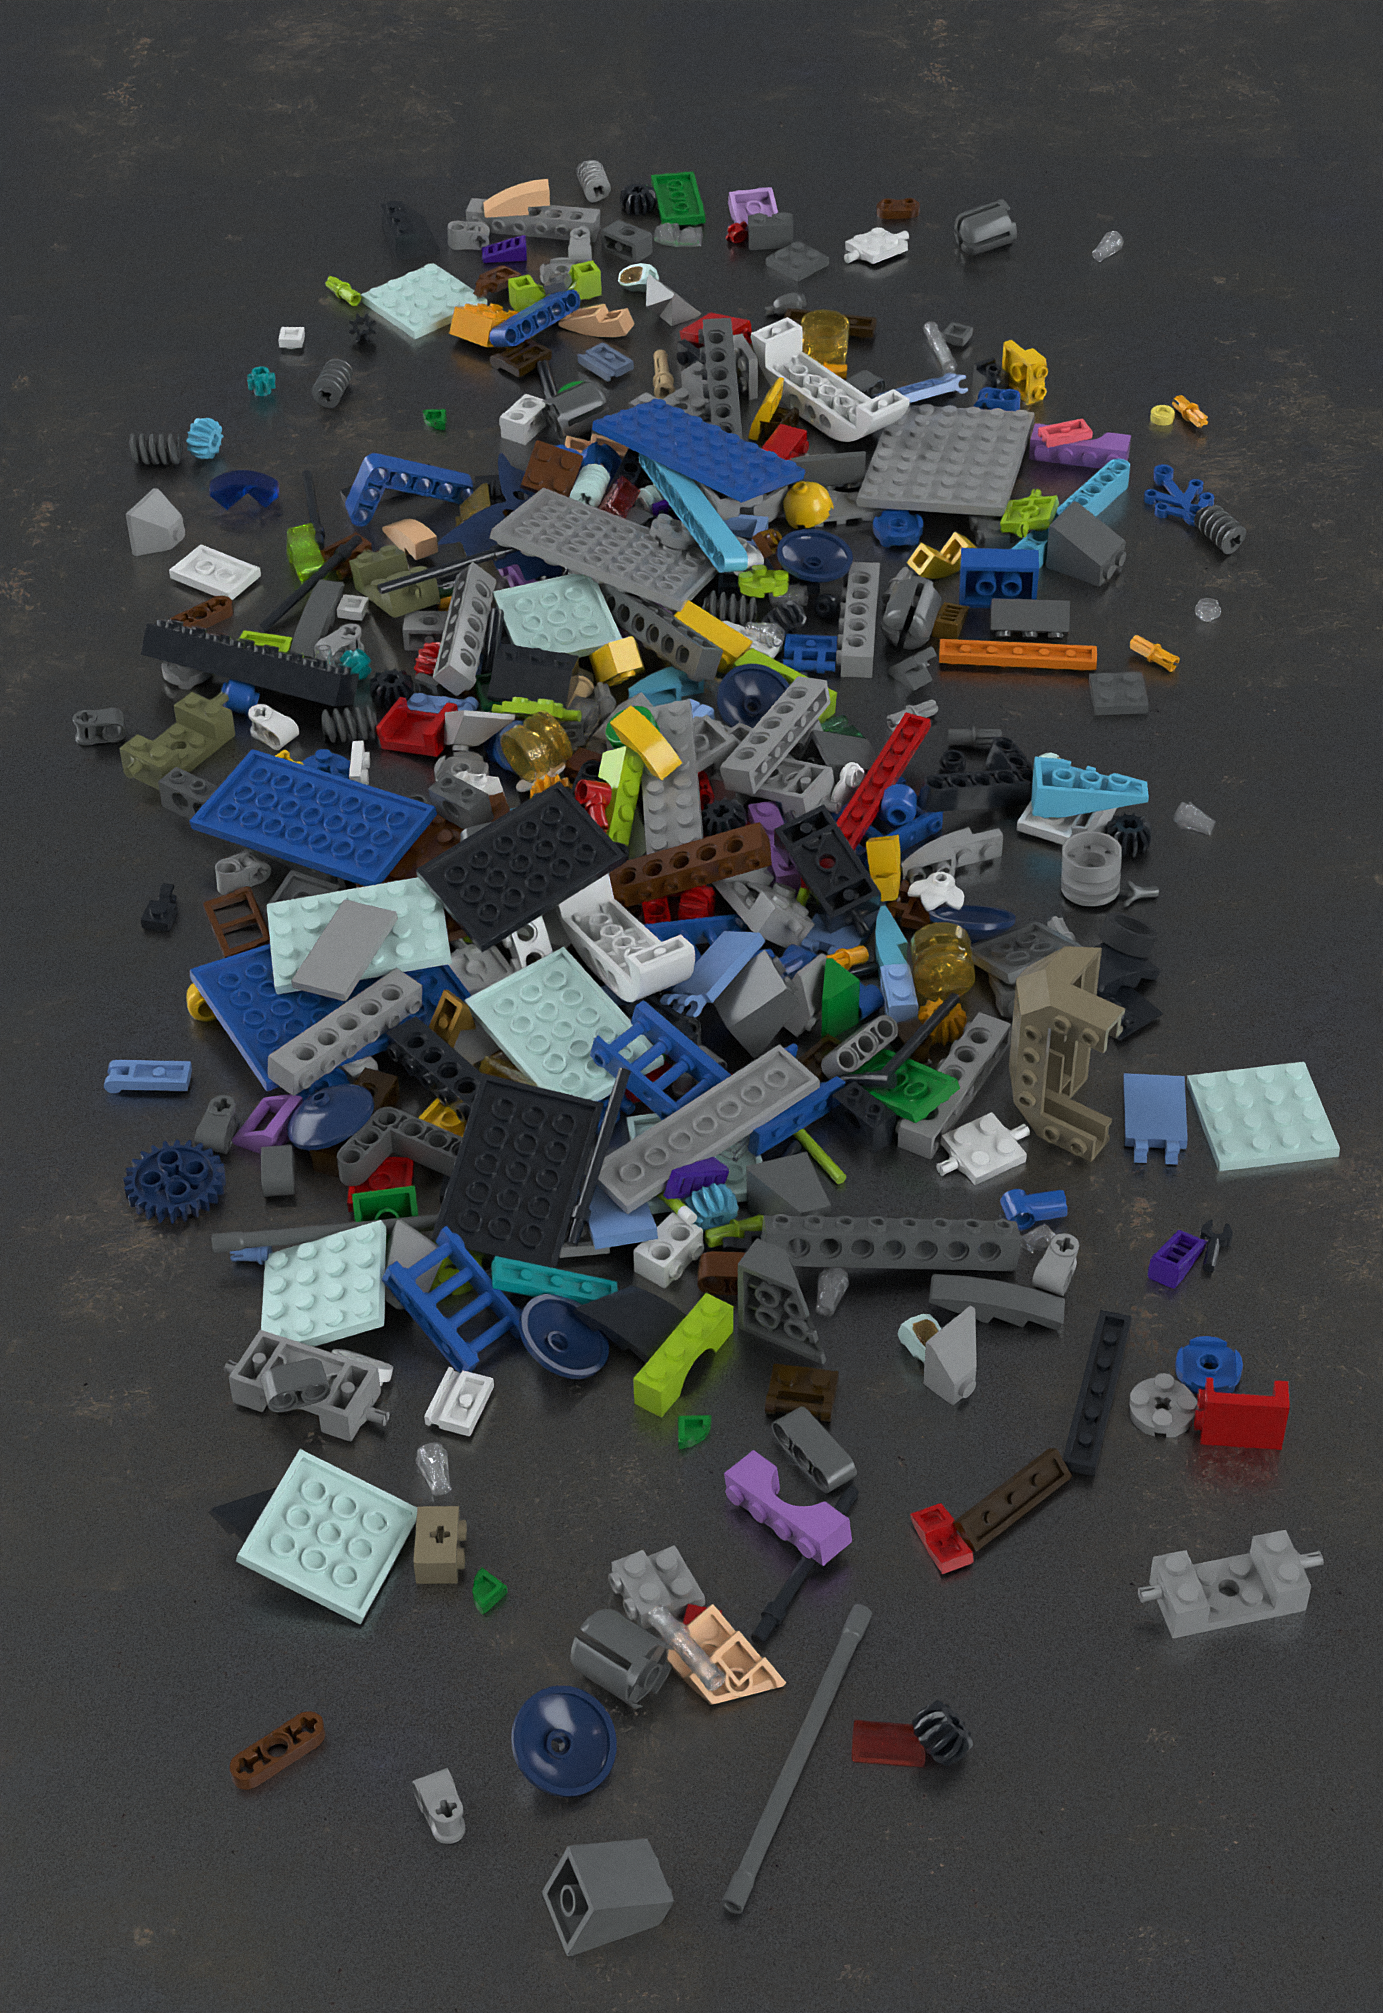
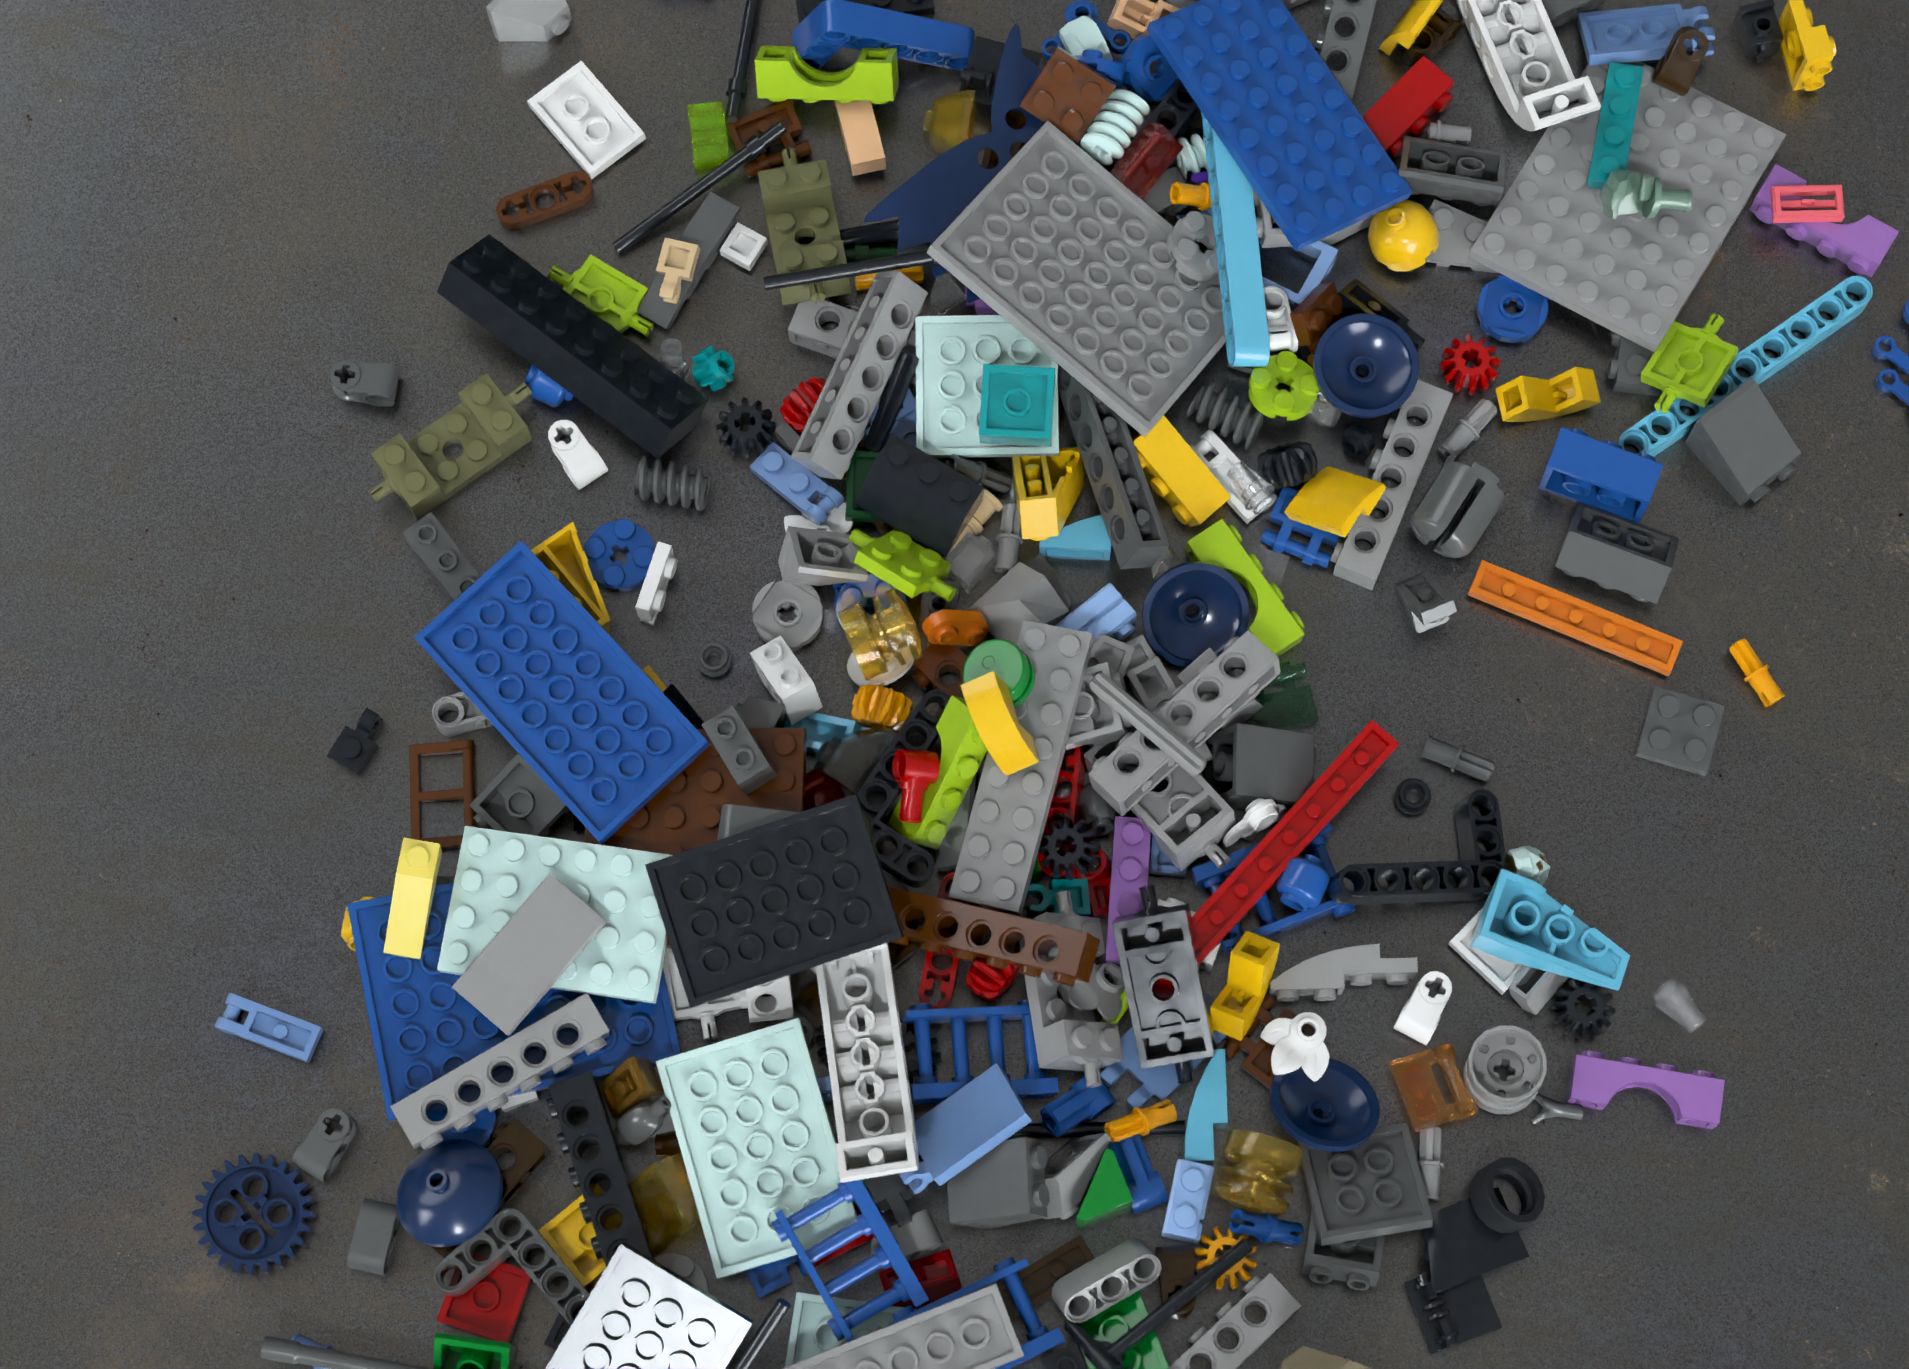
camera: 20 degrees right, 30 degrees up
(240, 947) = (412, 897): none -> light yellow slope
(276, 1131) = (391, 1175): medium lavender tile -> none
(308, 612) = (677, 263): none -> tan plate
(341, 642) = (701, 326): light grey piece -> none
(411, 499) = (785, 75): none -> lime arch
(413, 730) = (753, 516): red panel -> none
(469, 1039) = (641, 1121): none -> dark grey plant
(584, 609) = (1017, 405): none -> teal container
(587, 735) = (955, 627): none -> orange plate
(654, 509) = (1191, 195): none -> light orange axle
(751, 728) = (1148, 724): none -> light grey axle
(825, 626) = (1334, 500): none -> yellow slope
(886, 552) = (1483, 368): none -> red gear
(923, 427) = (1615, 122): none -> teal plate
(924, 709) = (1394, 689): light grey axle -> none
(949, 386) = (1680, 65): none -> dark brown piece
(949, 621) = (1501, 538): pearl gold slope -> none
(956, 440) = (1635, 191): none -> sand green piece
(965, 990) = (1266, 1227): none -> blue pin
(998, 398) = (1744, 87): blue piece -> none
(1017, 858) = (1421, 1012): none -> white piece
(1044, 897) = (1421, 1092): none -> clear orange plate
(1208, 609) = (1868, 599): clear plate -> none
(1227, 860) = (1692, 1097): none -> medium lavender arch

